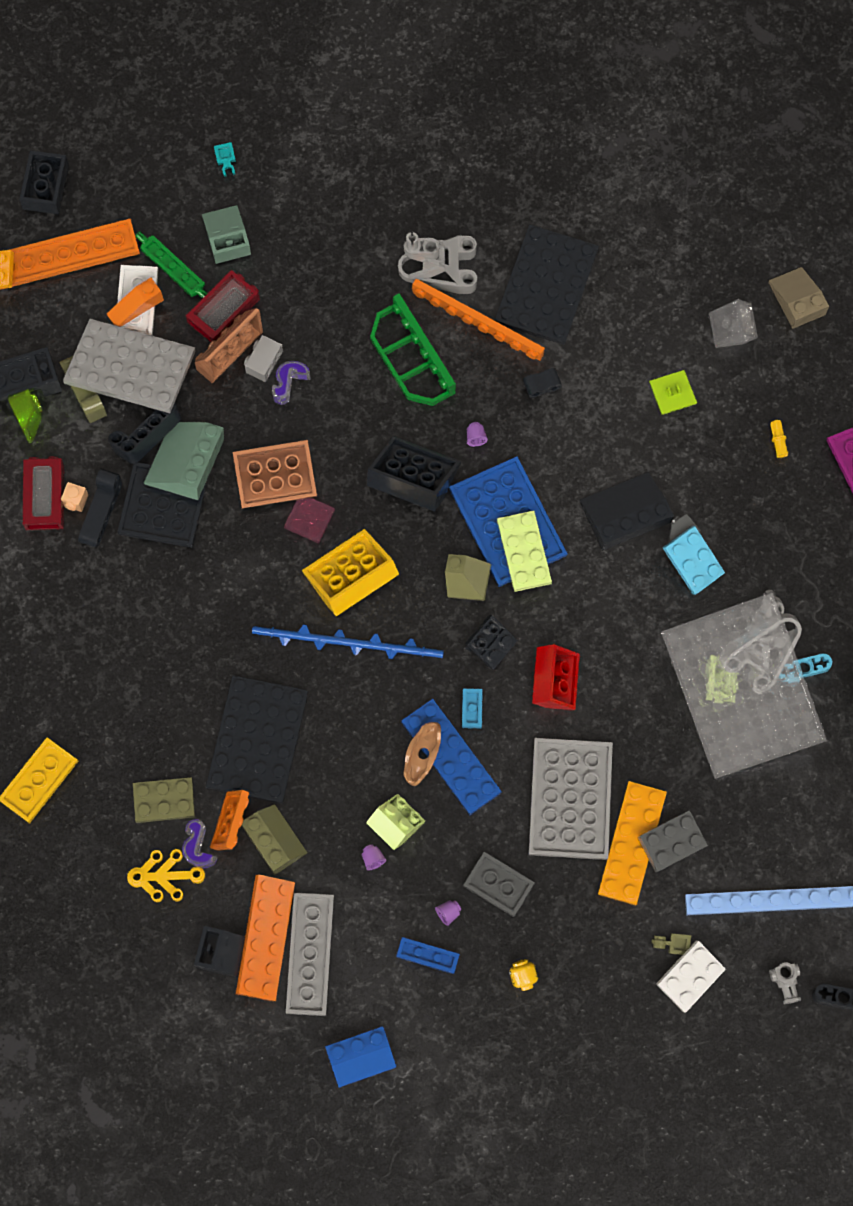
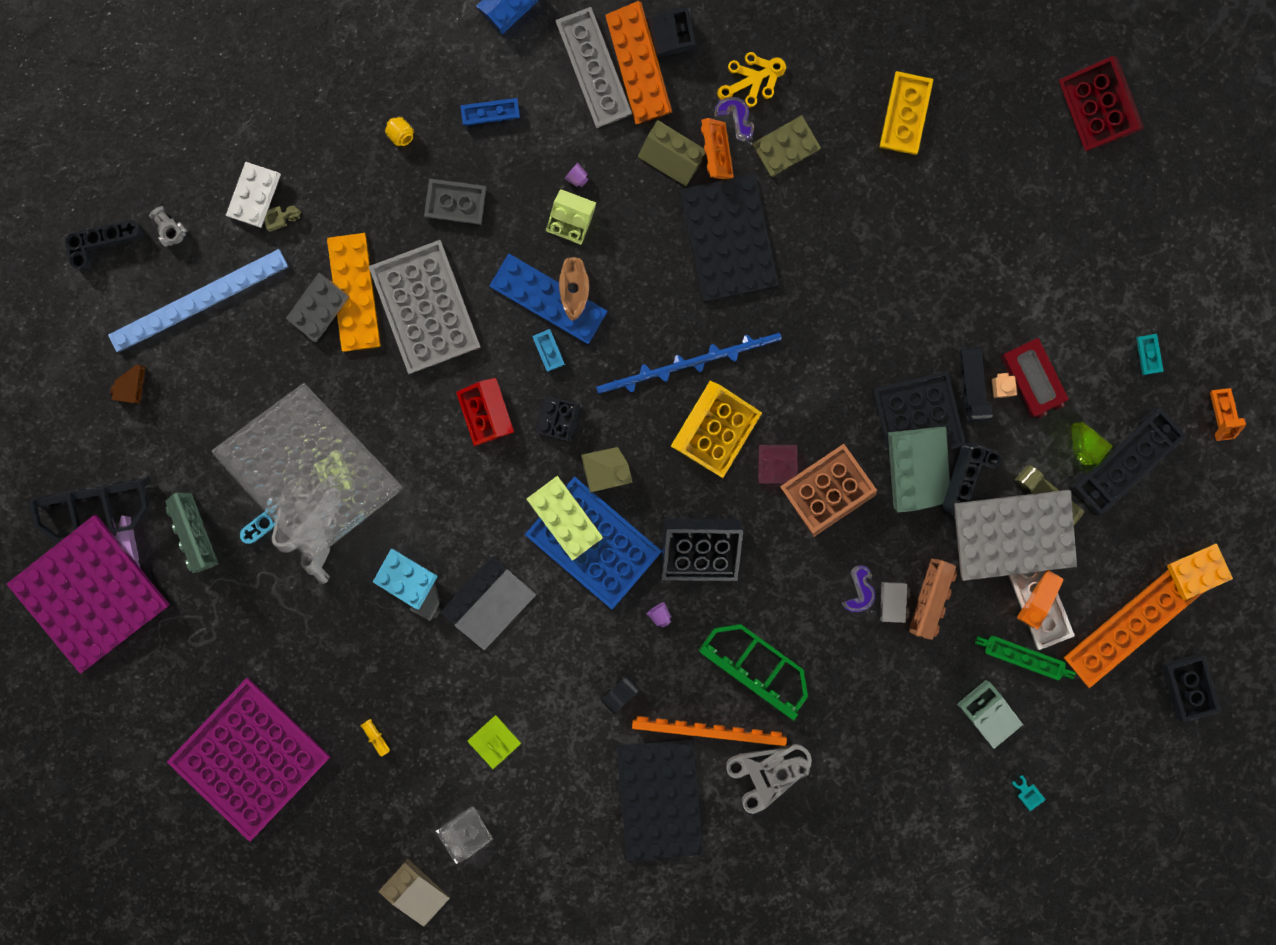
camera: 165 degrees right, 15 degrees up
(222, 305) = (956, 637): piece -> none
(448, 911) = (488, 157): medium lavender hat -> none

